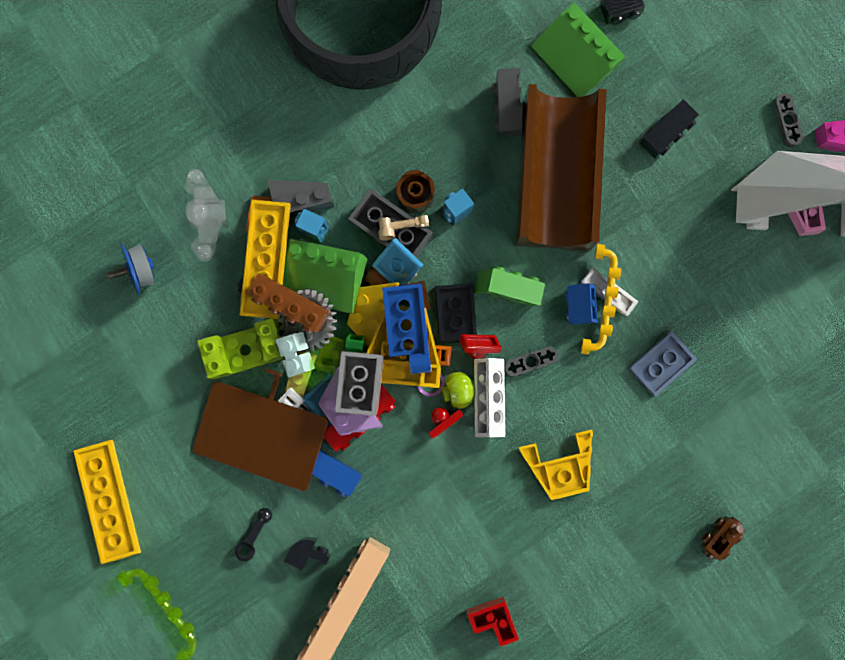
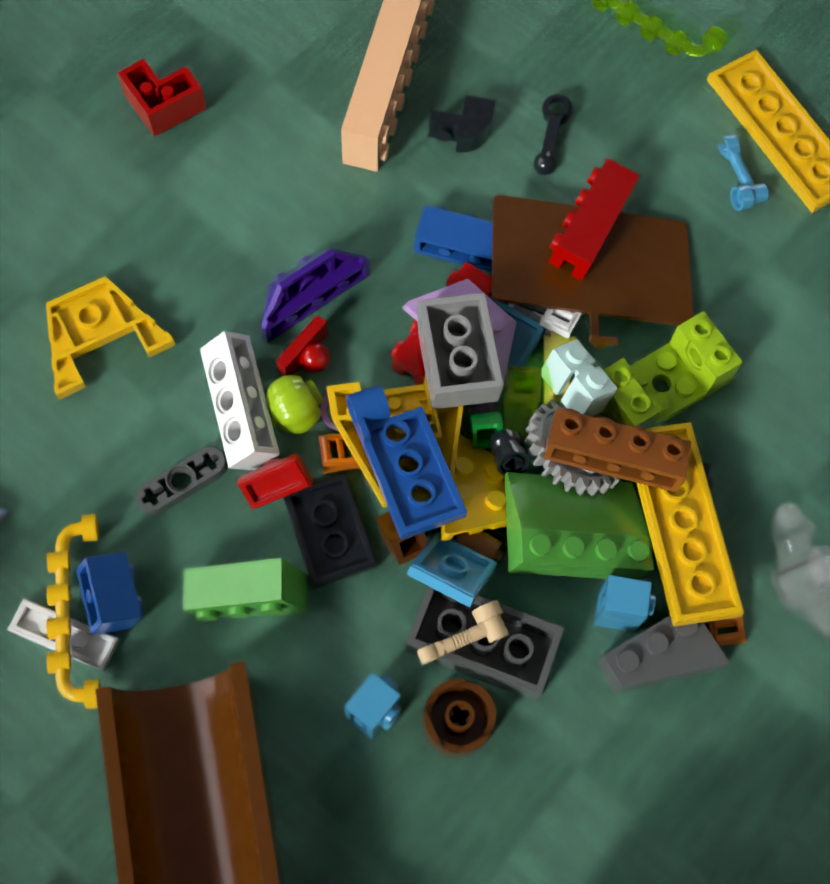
camera: 160 degrees right, 15 degrees down
(147, 459) = (747, 193): none -> dark azure brick
(250, 459) = (594, 218): none -> red brick
(346, 325) = (509, 451): none -> black wheel
(433, 462) = (310, 287): none -> dark purple wedge

